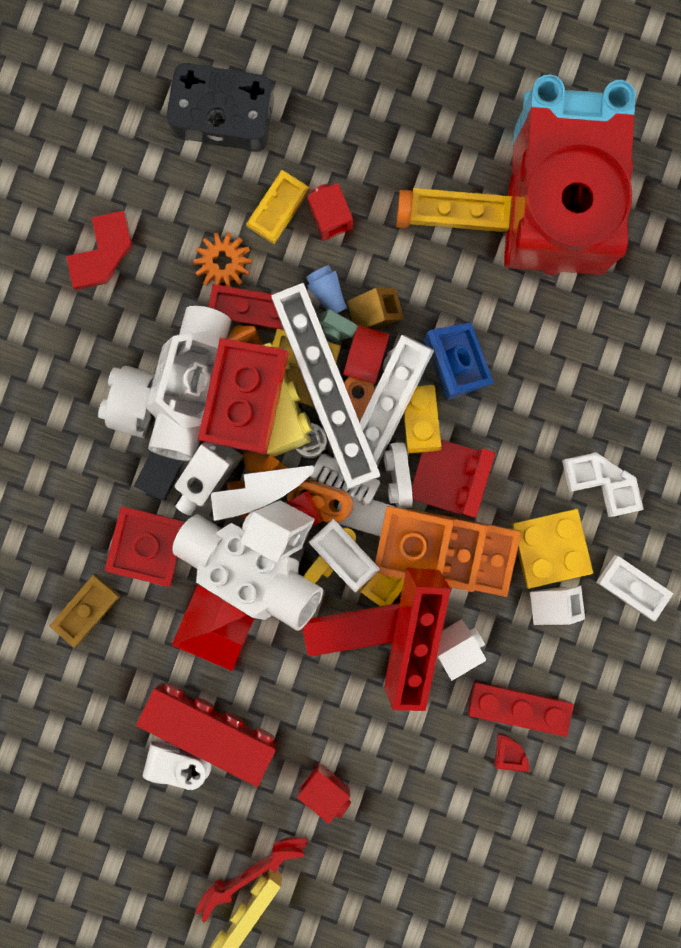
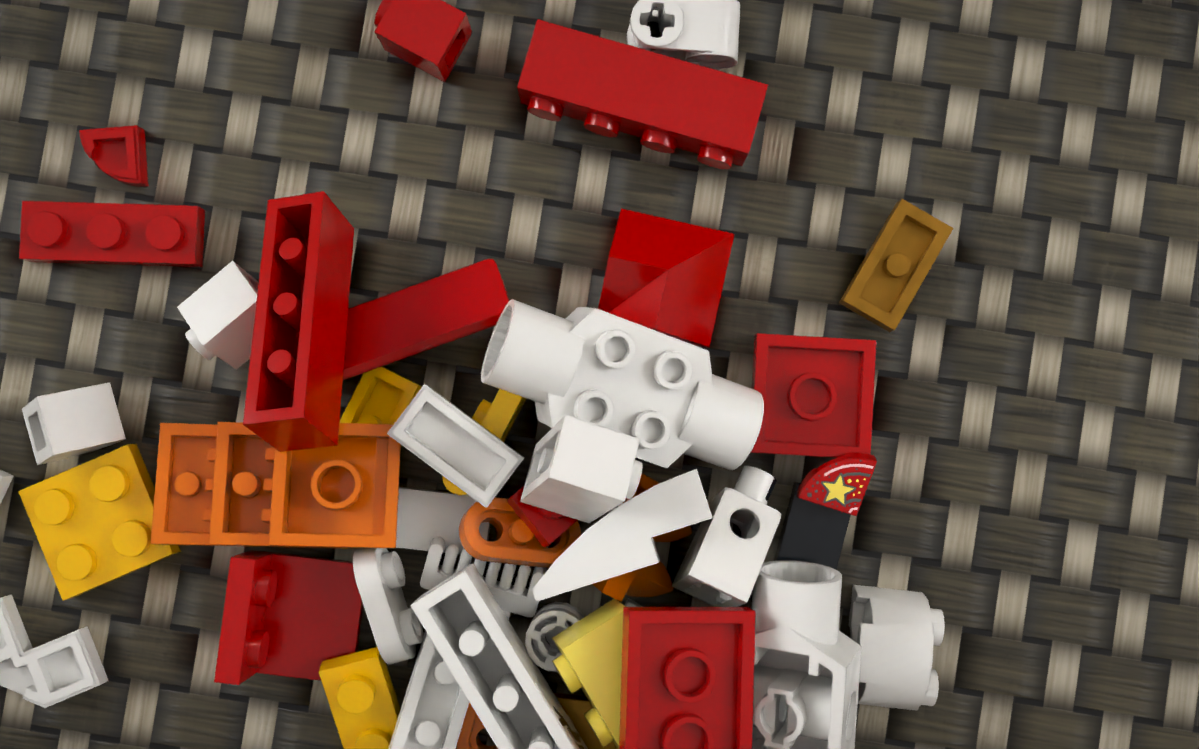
camera: 175 degrees right, 0 degrees up
(140, 496) = (839, 482): none -> red tile

